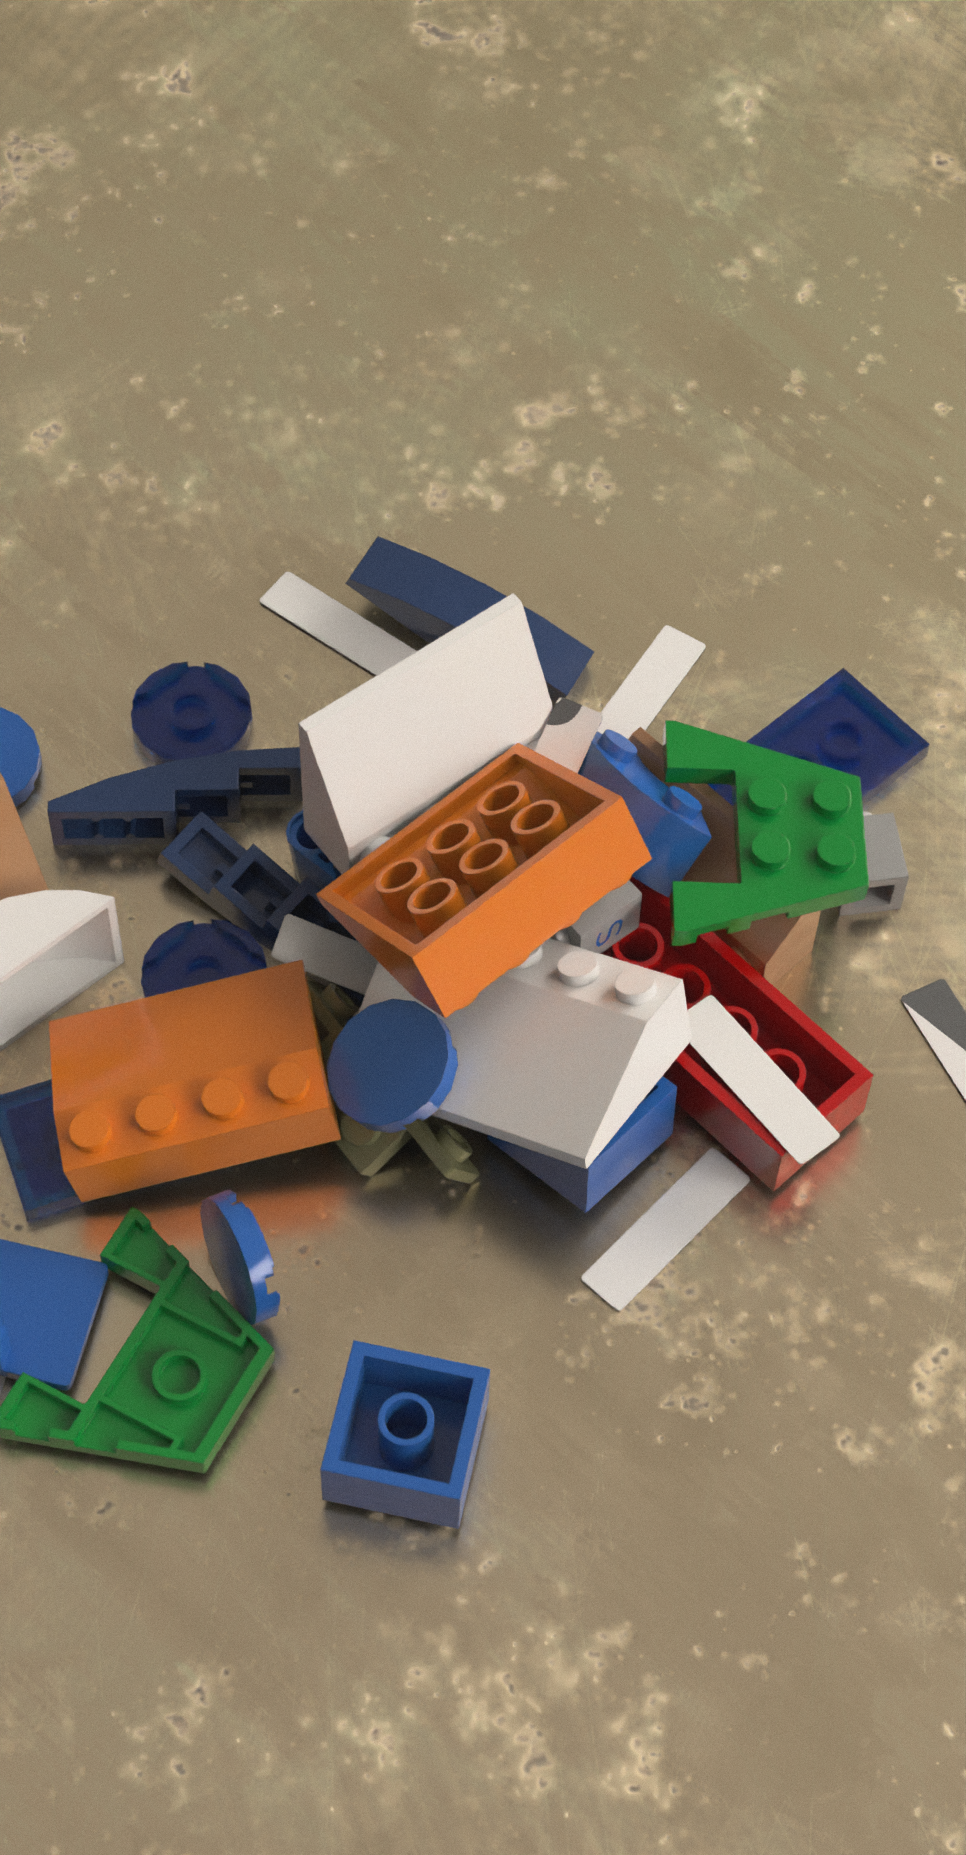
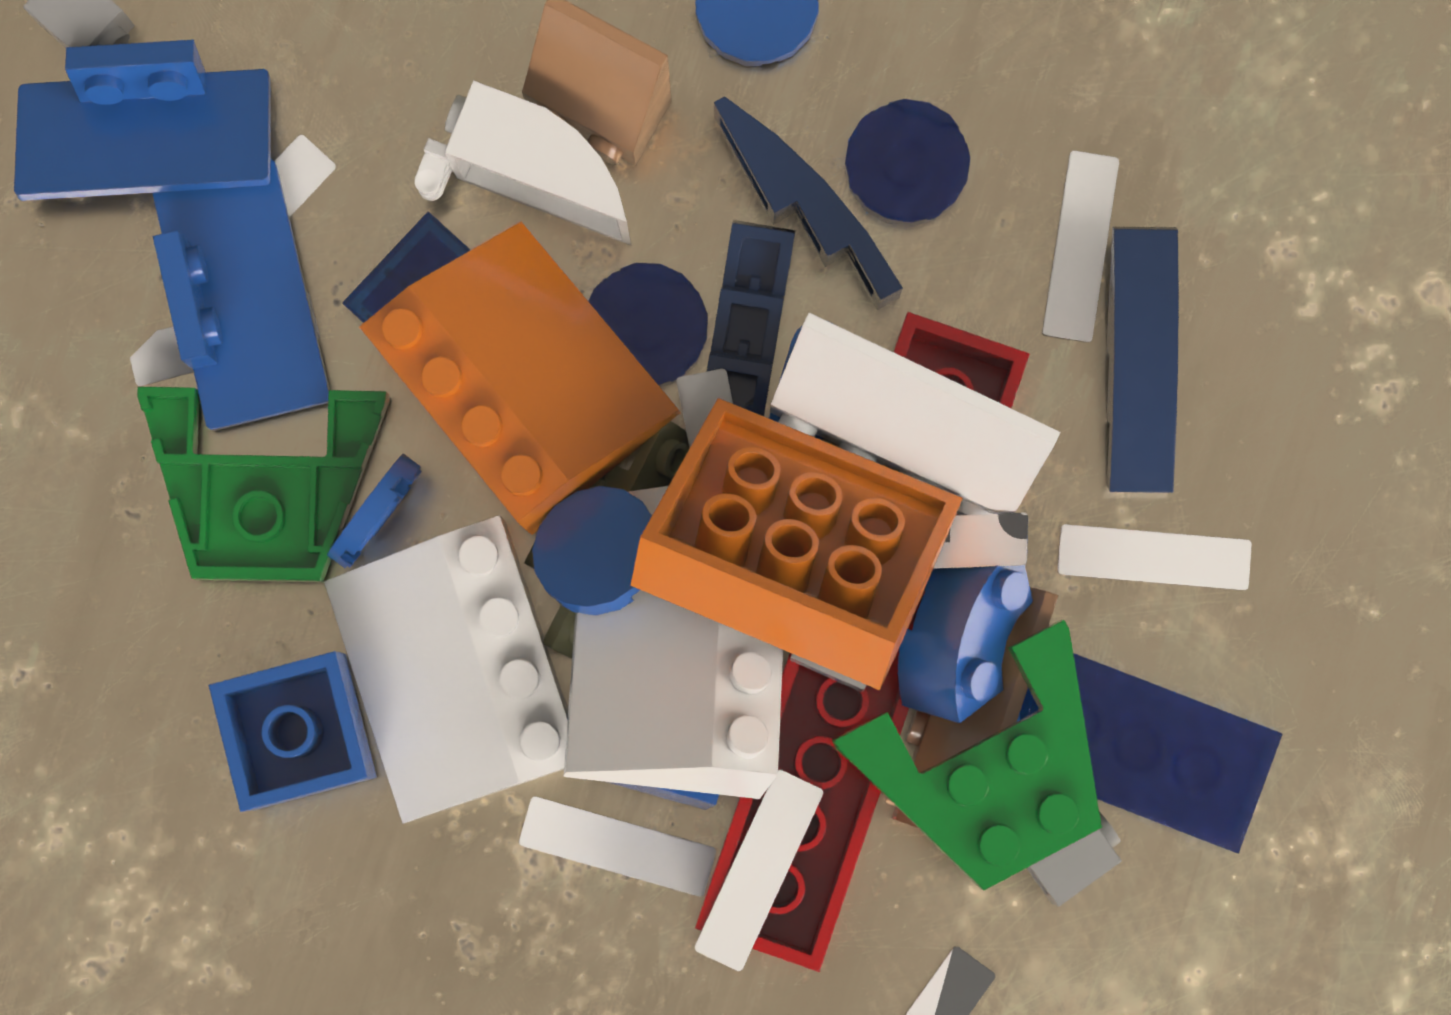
camera: 65 degrees right, 25 degrees up
(427, 1267) = (452, 668): none -> white slope

